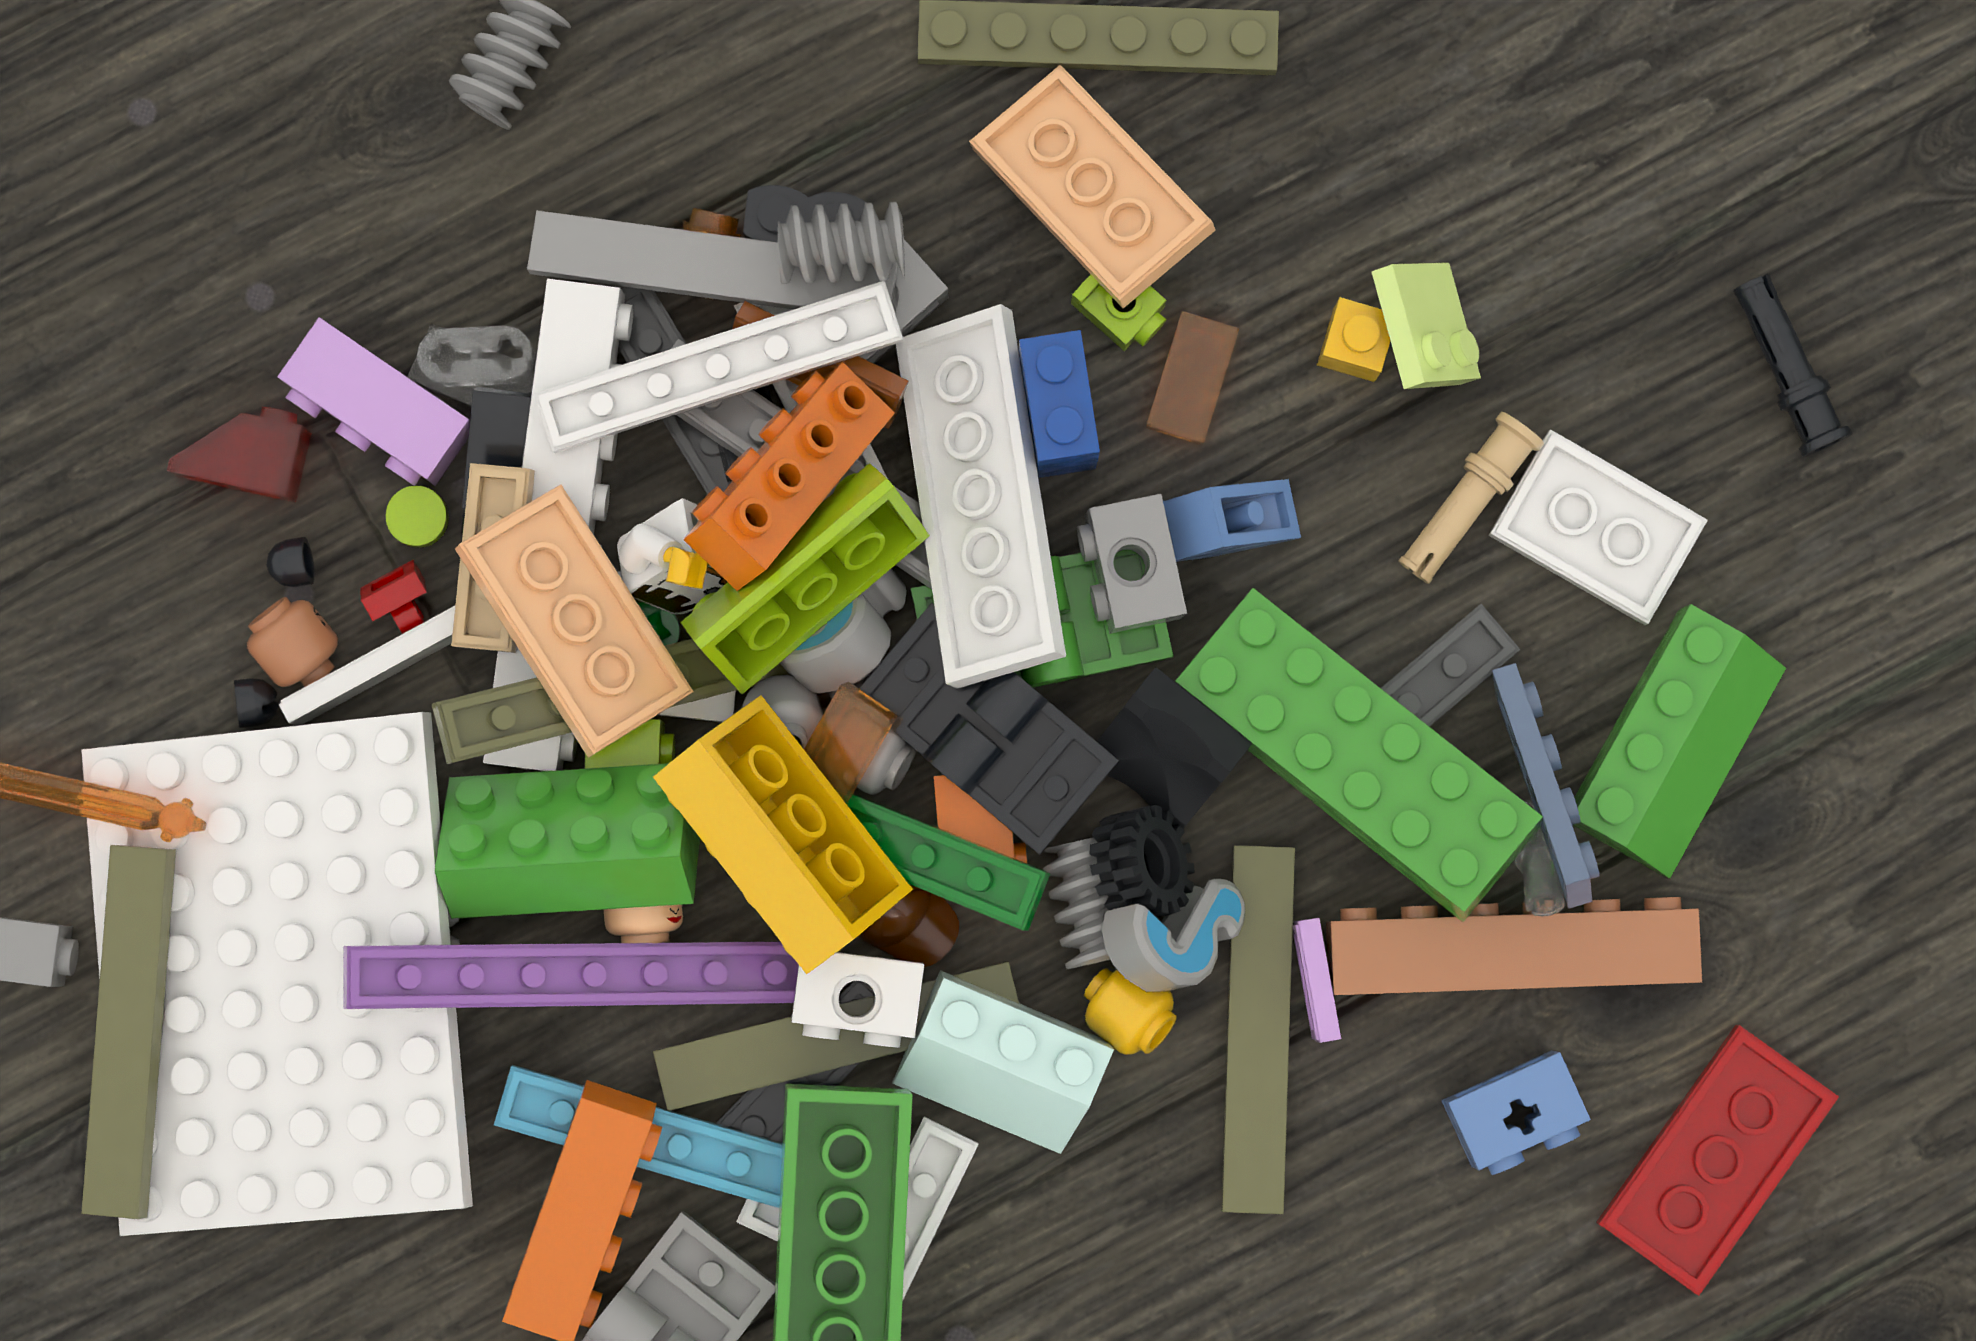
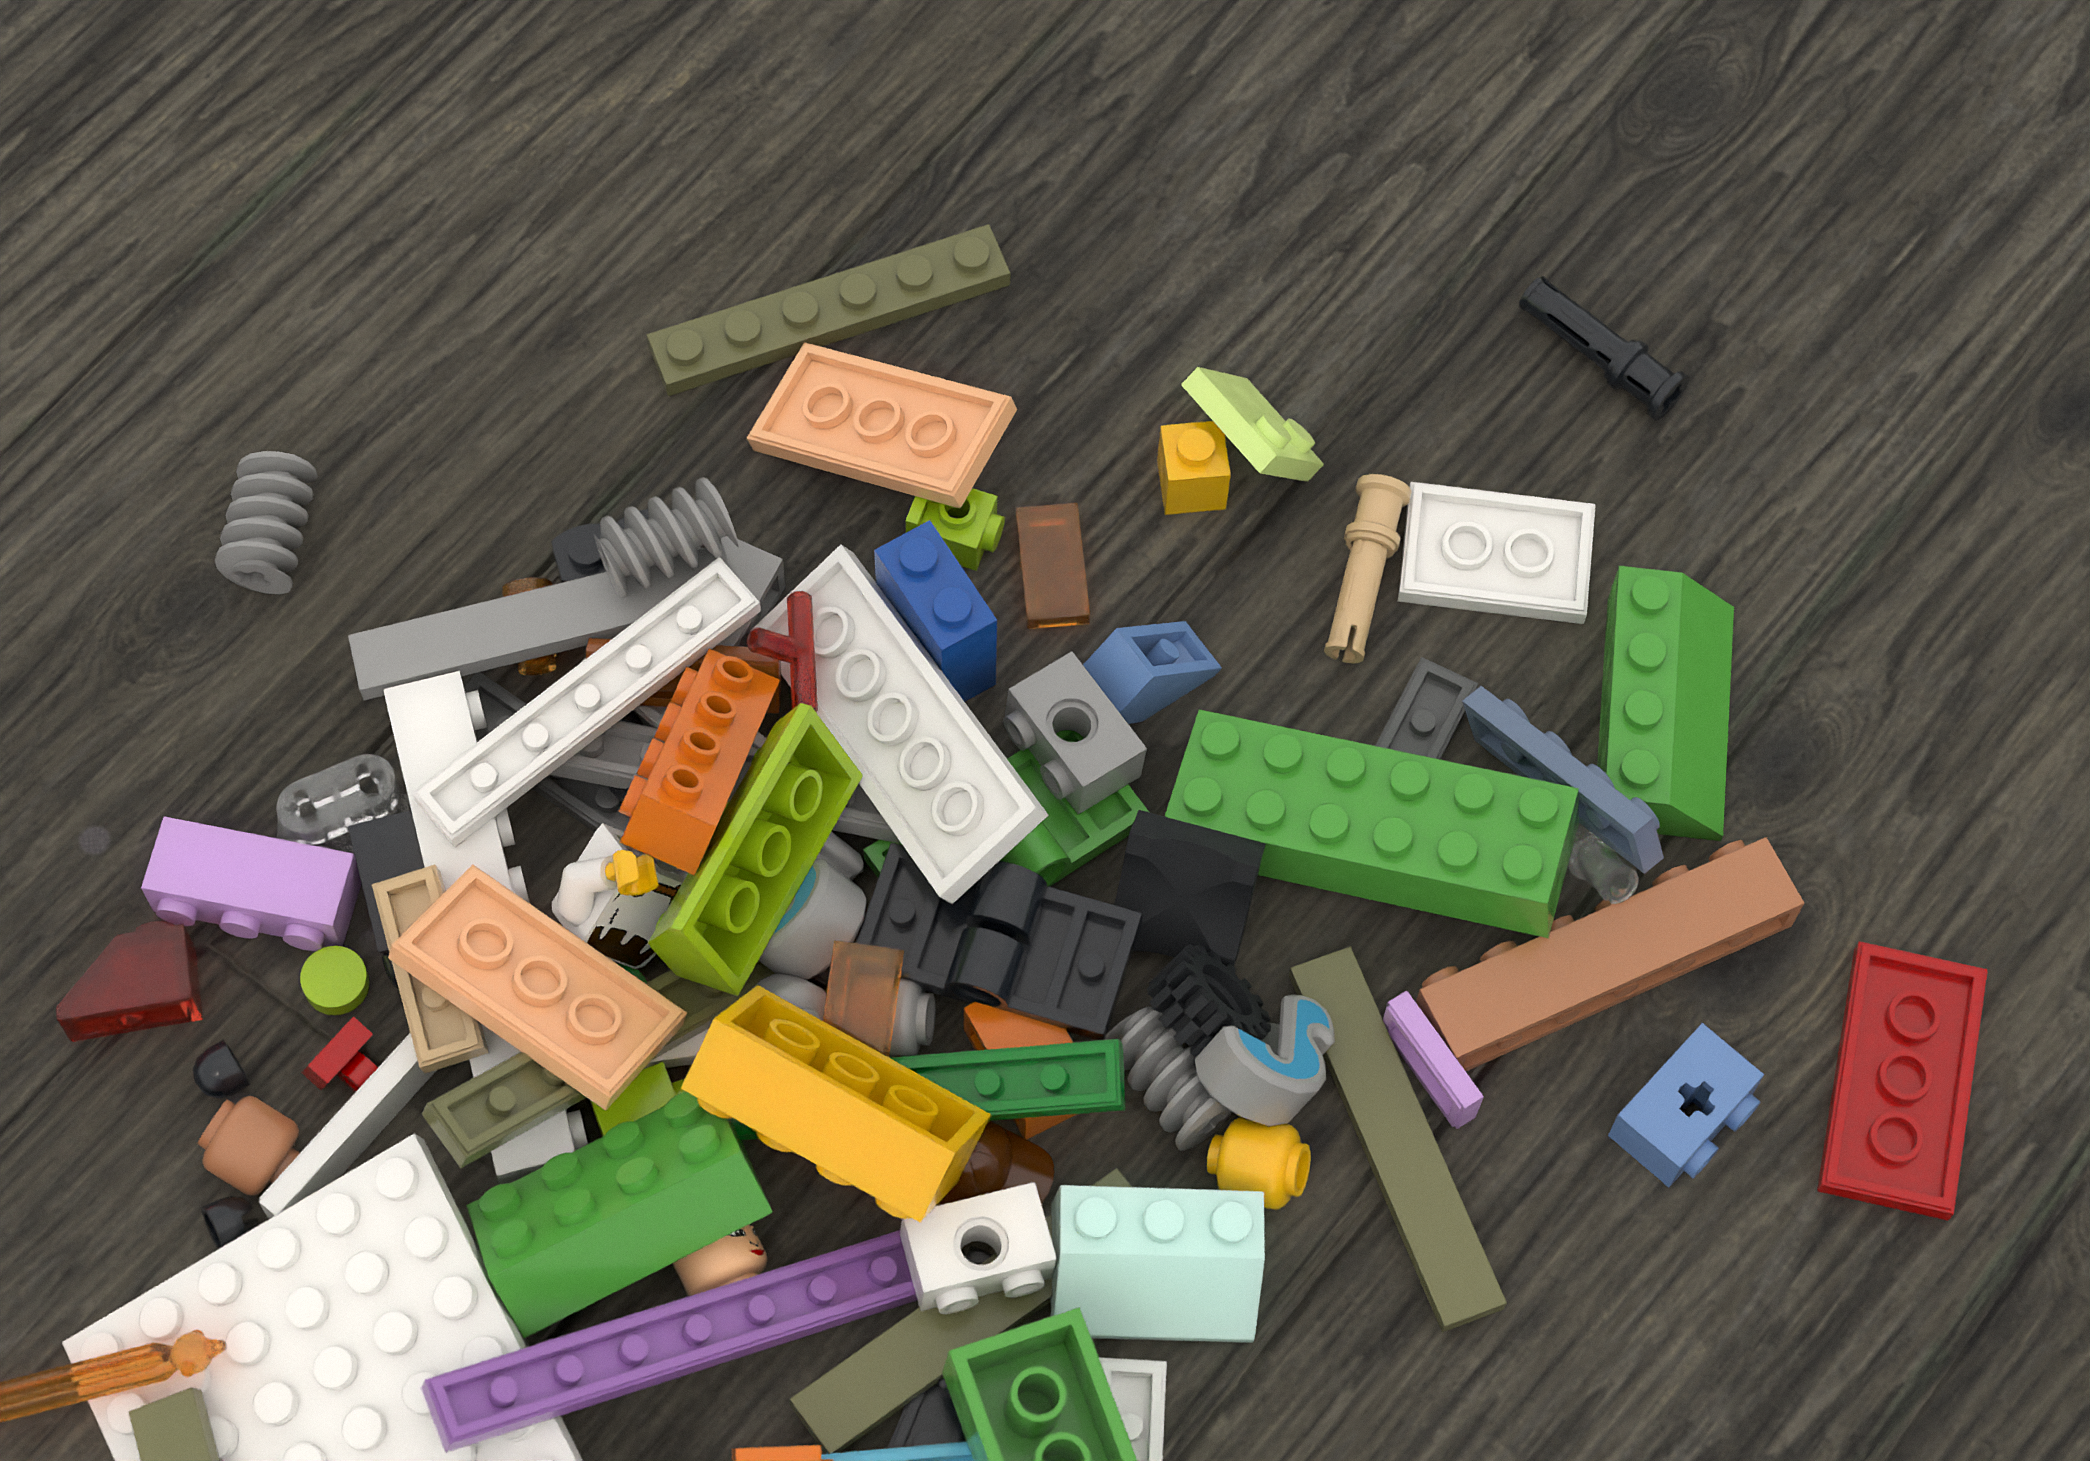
camera: 25 degrees left, 20 degrees down
(920, 390) = (796, 648): none -> clear red piece

